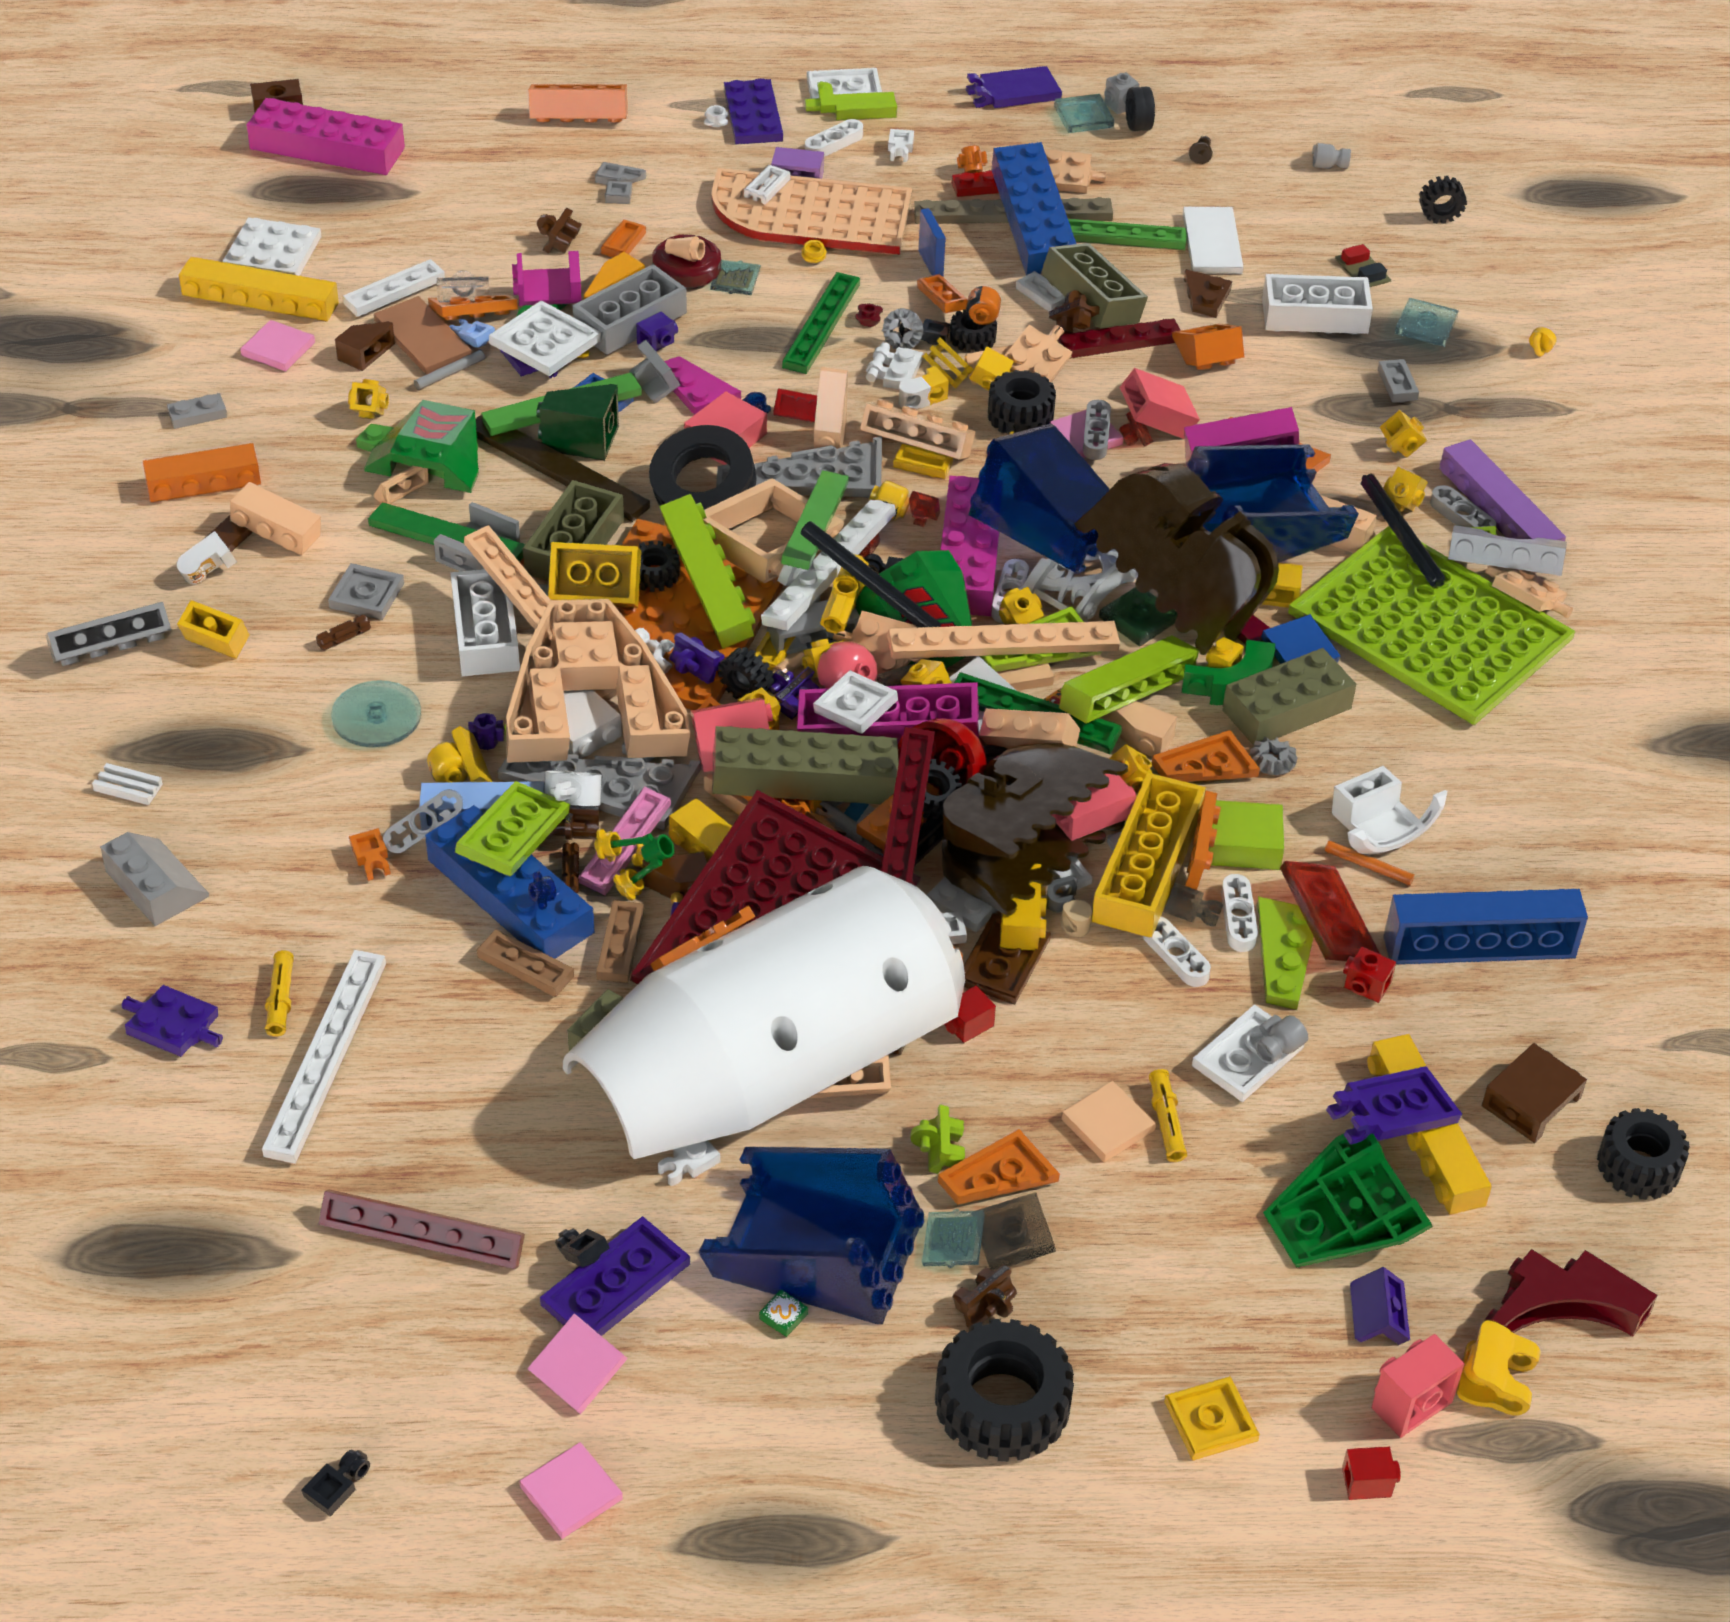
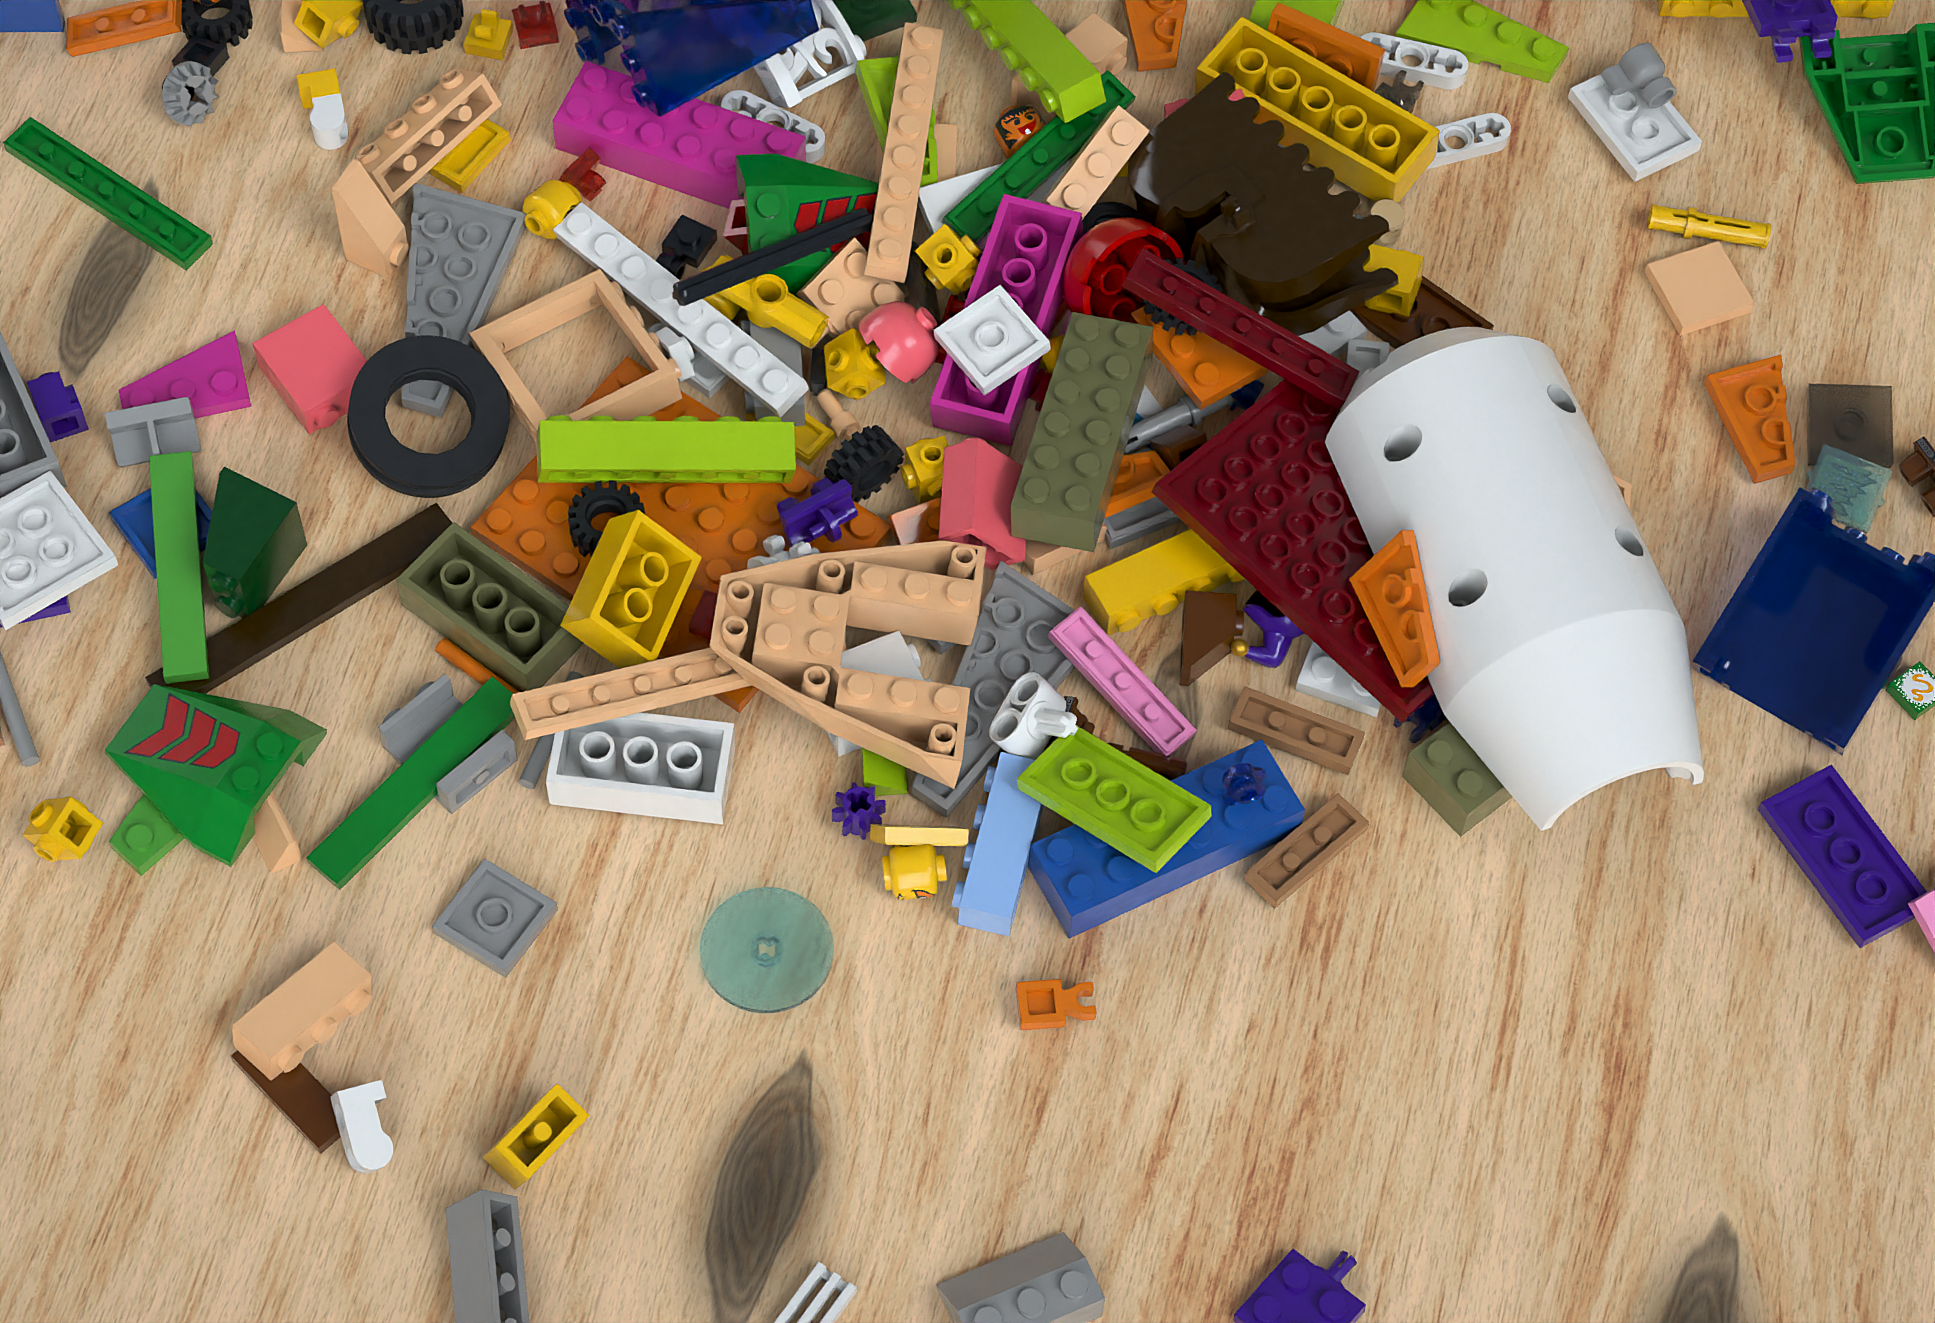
camera: 75 degrees left, 15 degrees up
(201, 472) = (140, 1105): orange brick -> none
(278, 1002) = (1286, 1164): yellow pin -> none
(324, 1057) = (1411, 1124): white plate -> none
(343, 632) = (578, 964): reddish brown axle -> none
(399, 827) = (1036, 885): light grey beam -> none
(421, 1229) = (1729, 1059): plate -> none
(581, 1248) = (1811, 871): black plate -> none
(649, 848) = (1159, 662): plant -> none
(758, 400) = (265, 312): clear blue plate -> none
(789, 689) = (893, 414): dark purple hips -> none
(795, 405) = (303, 263): red plate -> none
(819, 510) = (599, 297): bright green tile -> none
(869, 314) = (119, 137): dark red plate -> none
(902, 365) = (256, 121): white plate -> none
(935, 1138) = (1702, 460): lime hips -> none
(936, 352) = (245, 70): yellow tile -> none
(1020, 607) = (846, 118): yellow brick -> none
(1137, 764) = (1154, 82): yellow brick -> none

